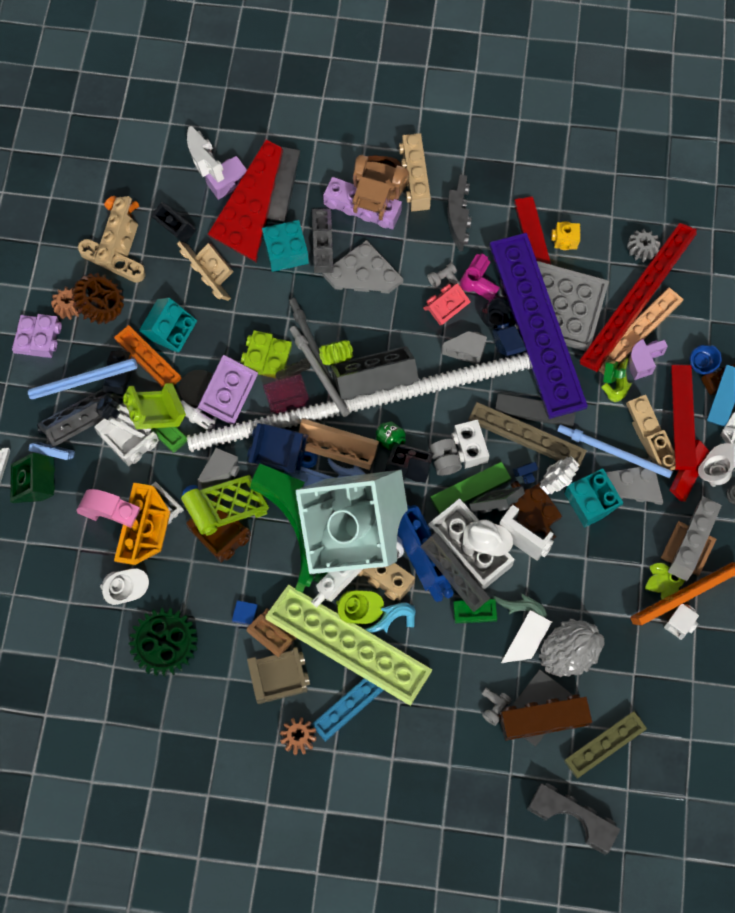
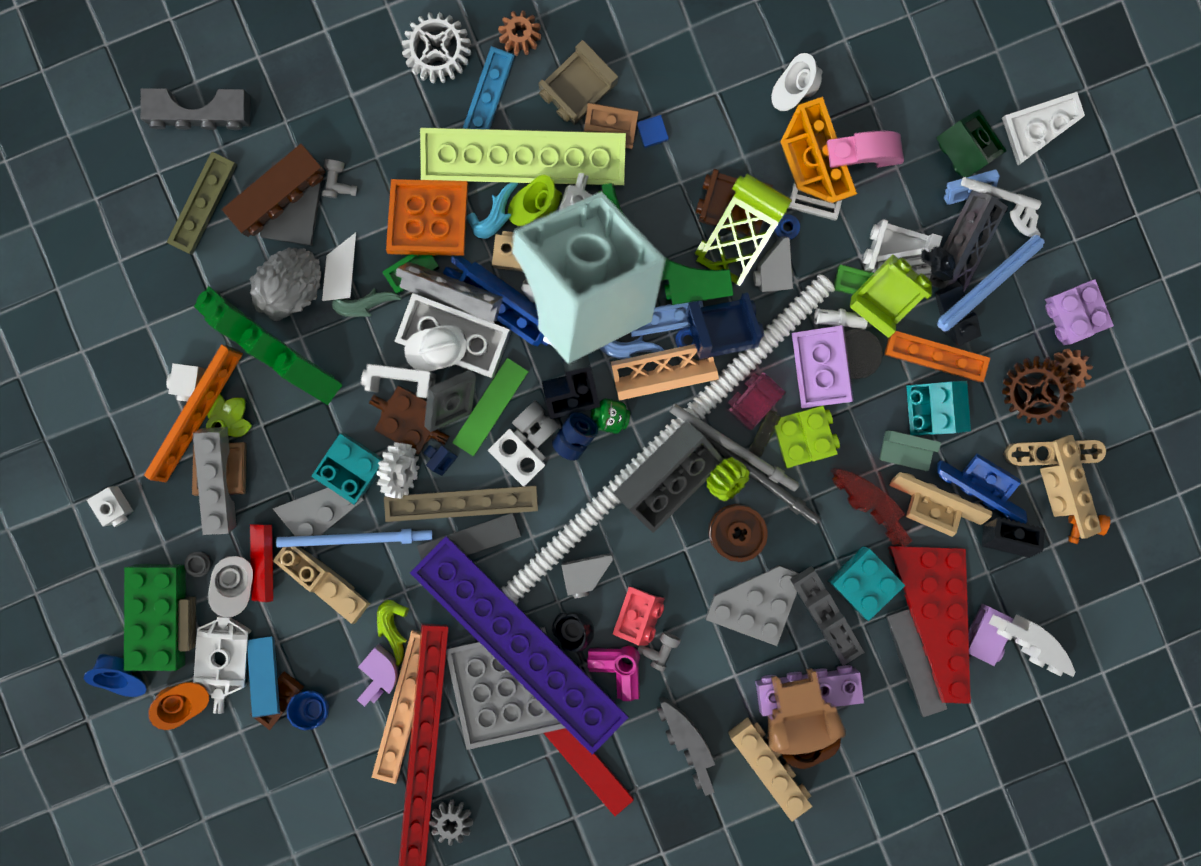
camera: 155 degrees right, 20 degrees up
(25, 422) = (1021, 201): none -> white piece
(154, 658) = (720, 73): dark green gear -> none
(168, 263) = (988, 483): none -> blue bracket
(204, 312) = (908, 450): none -> sand green panel
(249, 292) = (867, 496): none -> clear red slope
(350, 317) = (752, 536): none -> reddish brown wheel
(360, 742) = (429, 55): none -> white gear
(423, 433) = (575, 436): none -> dark blue wheel
(442, 638) = (427, 217): none -> orange plate
(508, 339) = (540, 603): dark blue slope -> none
(566, 235) = (546, 782): yellow brick -> none
(613, 372) = (401, 632): green tile -> none
(613, 608) = (266, 347): none -> green arch
(683, 417) = (297, 622): red tile -> none

